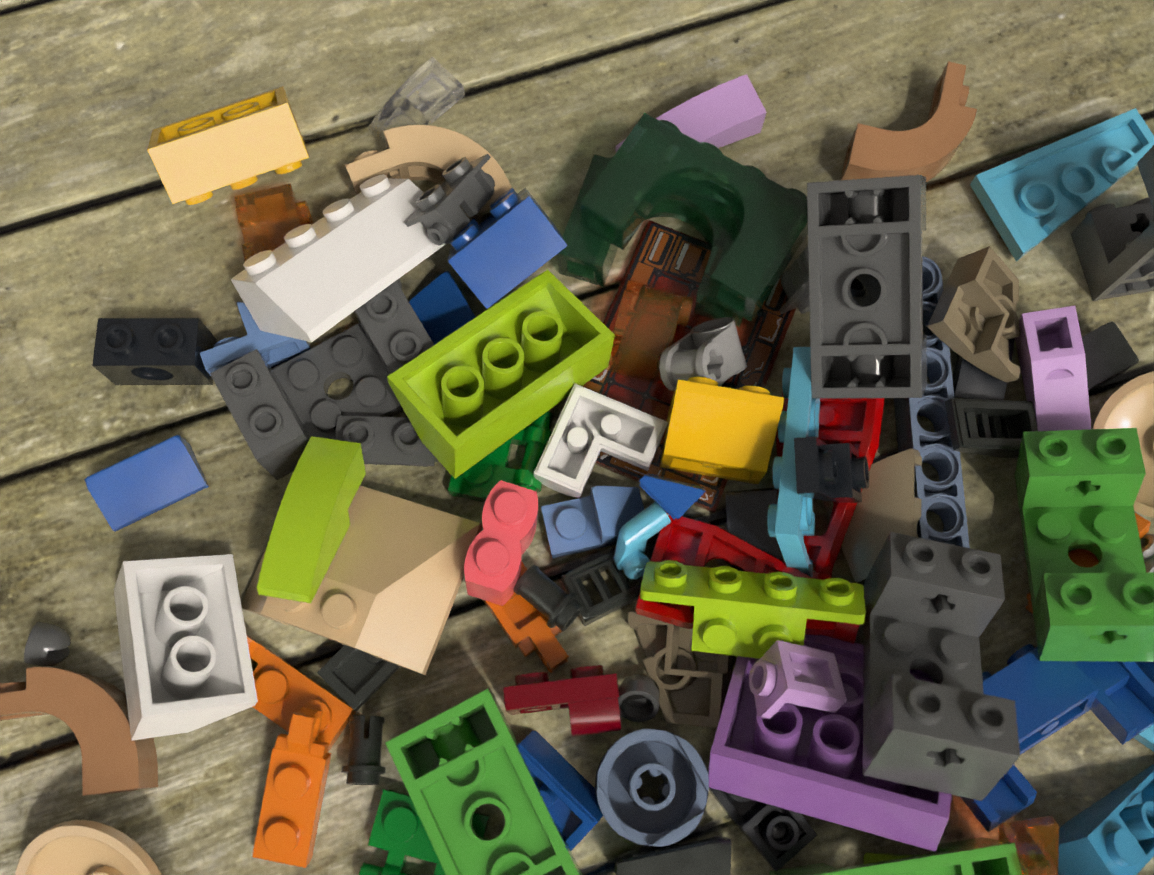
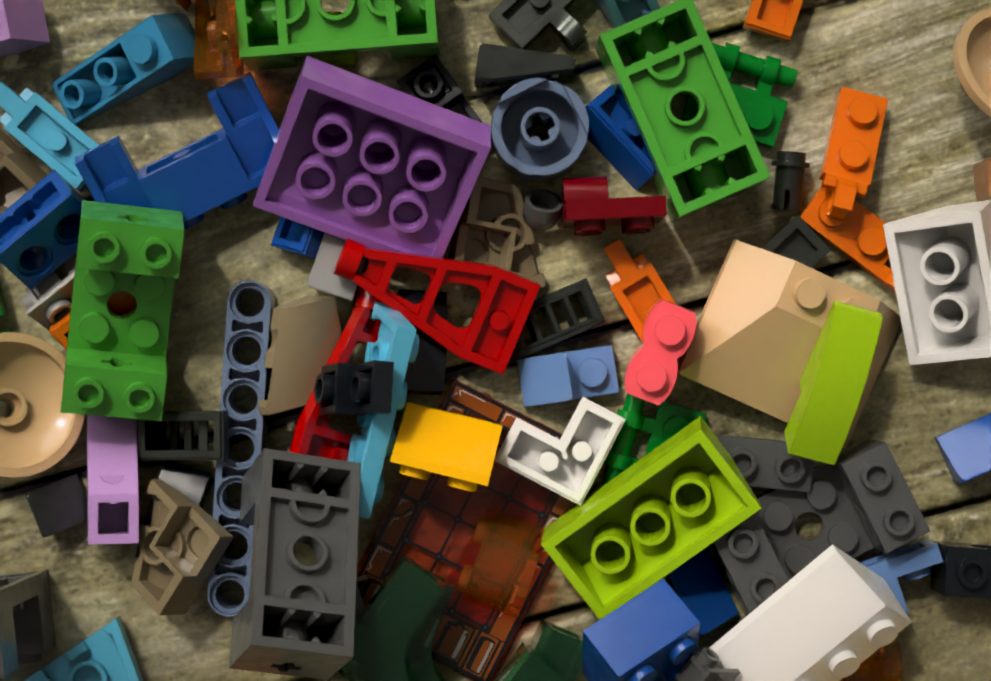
camera: 175 degrees left, 15 degrees up
(548, 598) = (618, 299): pearl dark grey pin -> none
(633, 538) = (536, 348): medium azure arm -> none
(671, 494) = (498, 388): blue slope -> none
(707, 351) = (452, 523): light grey piece -> none
(750, 610) = (438, 273): lime bracket -> none
(796, 677) = (407, 205): lavender bracket -> none
(927, 615) = (284, 253): dark grey plate -> none

